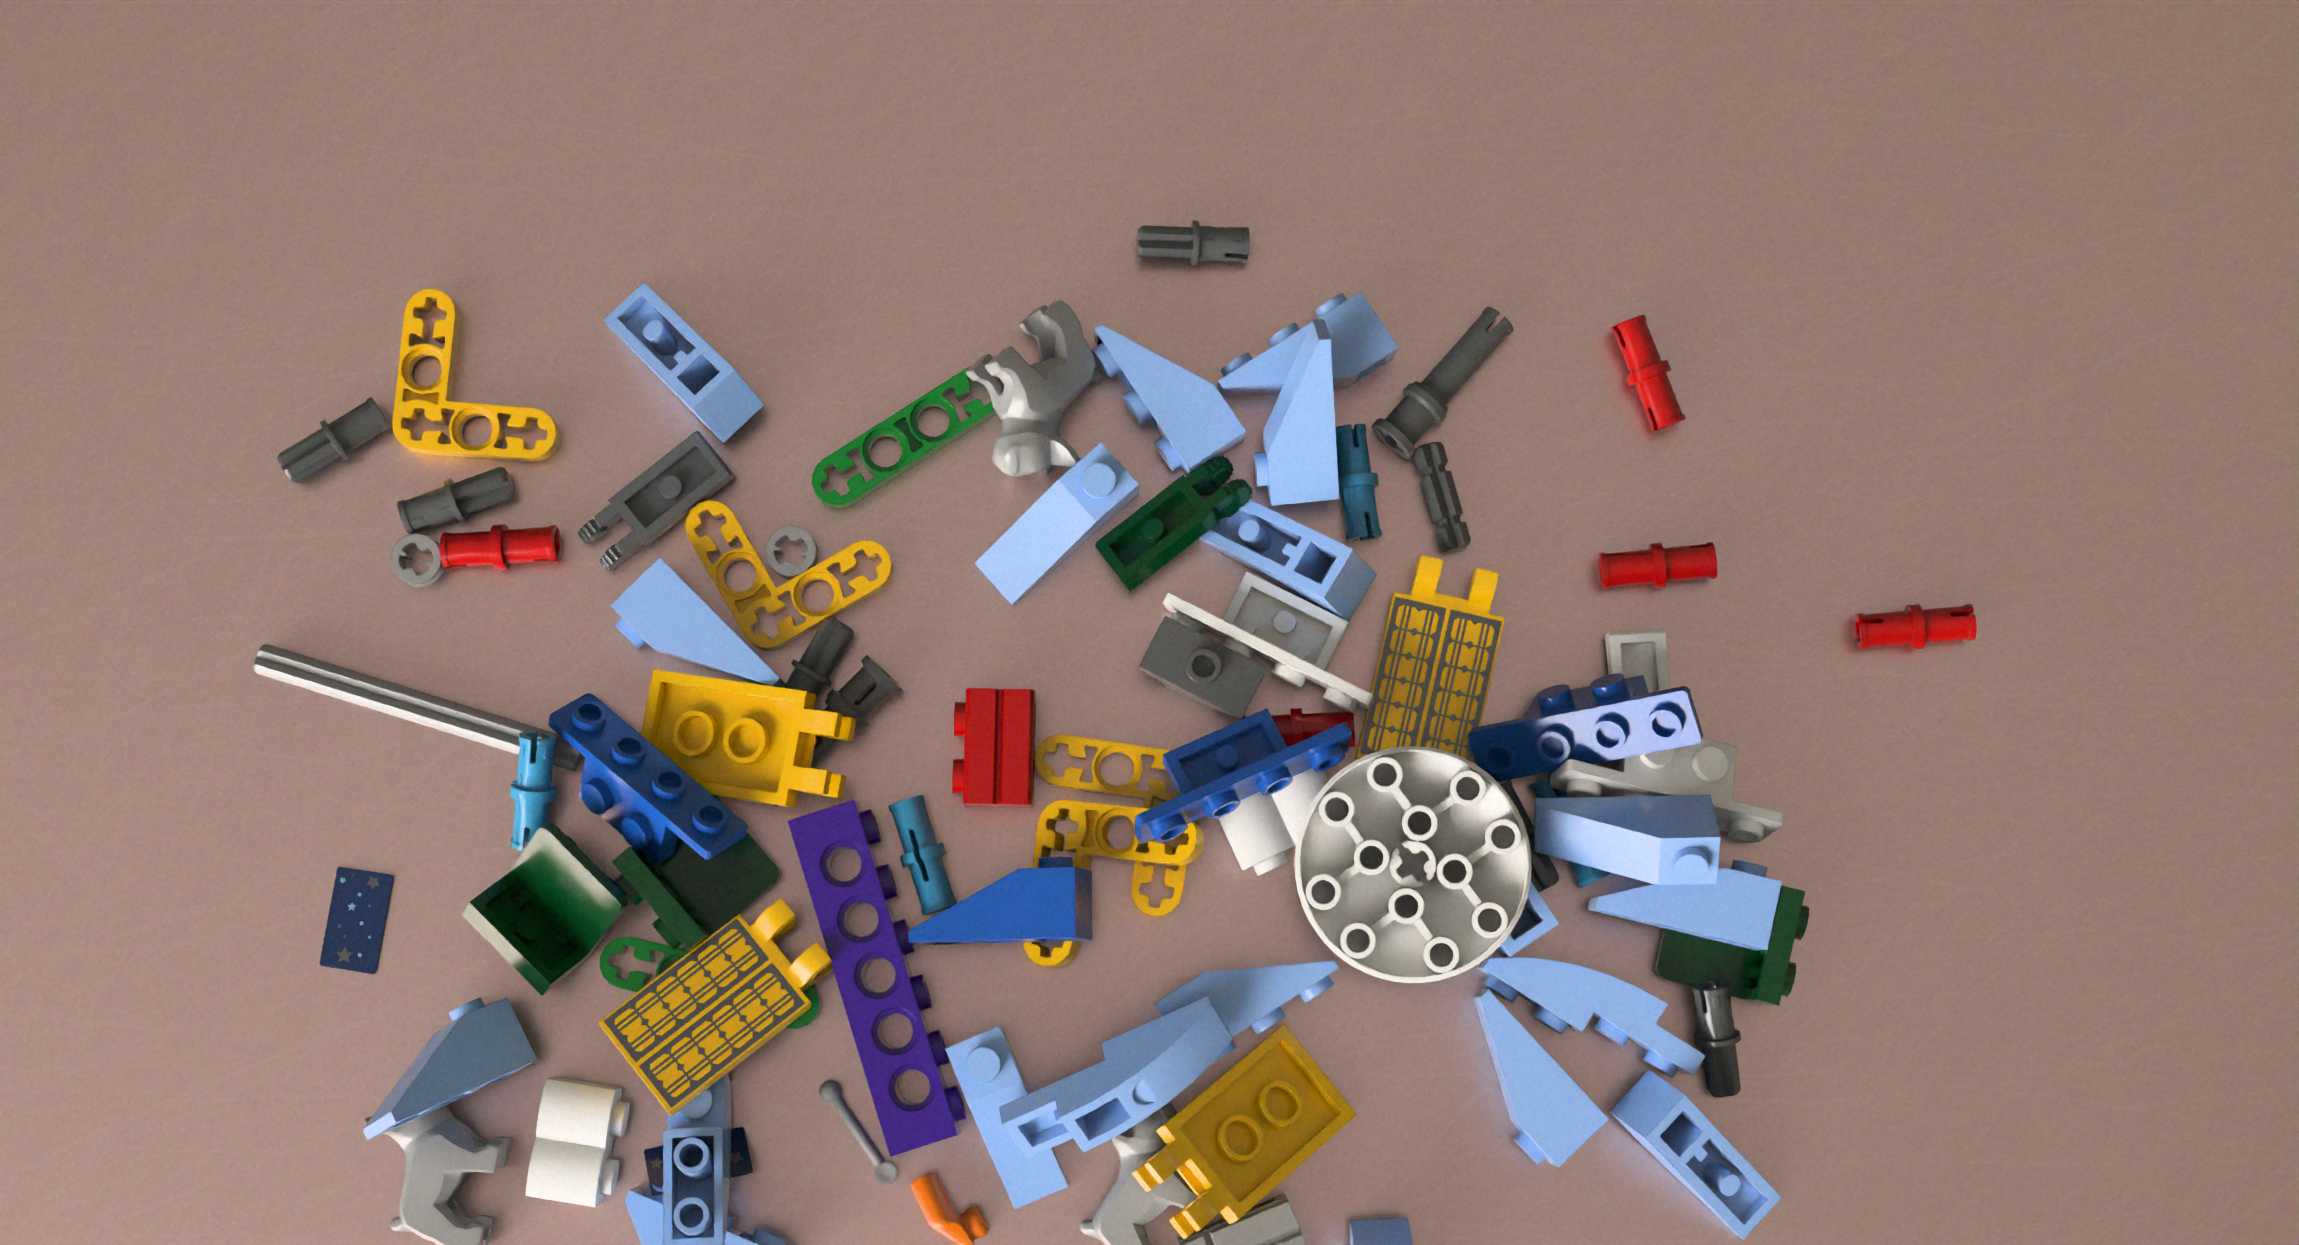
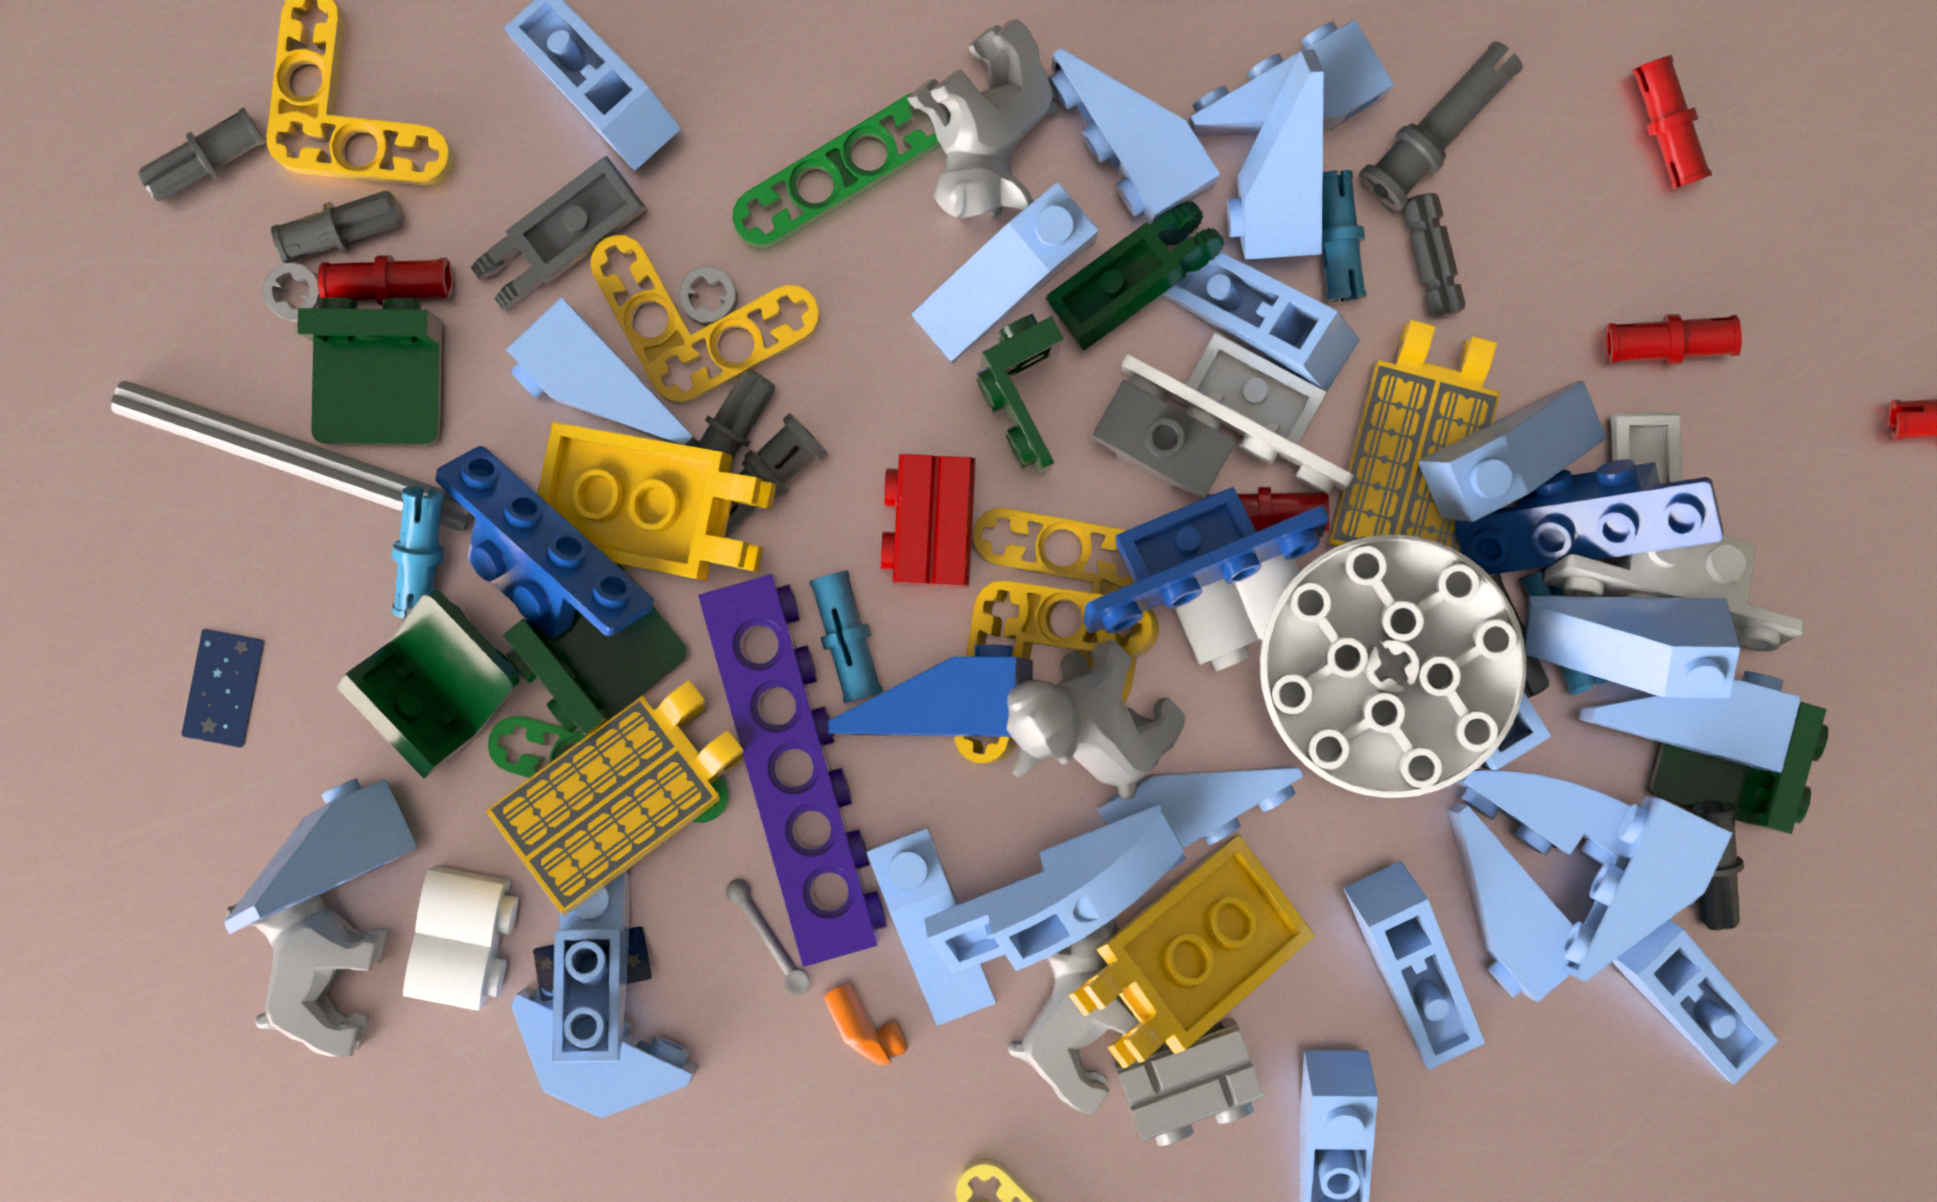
camera: 10 degrees right, 5 degrees up
(491, 629) = (374, 372): none -> dark green bracket
(1071, 591) = (1019, 348): none -> dark green bracket
(1144, 923) = (1090, 721): none -> light grey animal
(1448, 1137) = (1415, 963): none -> light blue slope
(1517, 672) = (1512, 455): none -> light blue slope
(1658, 1045) = (1656, 874): none -> light blue slope

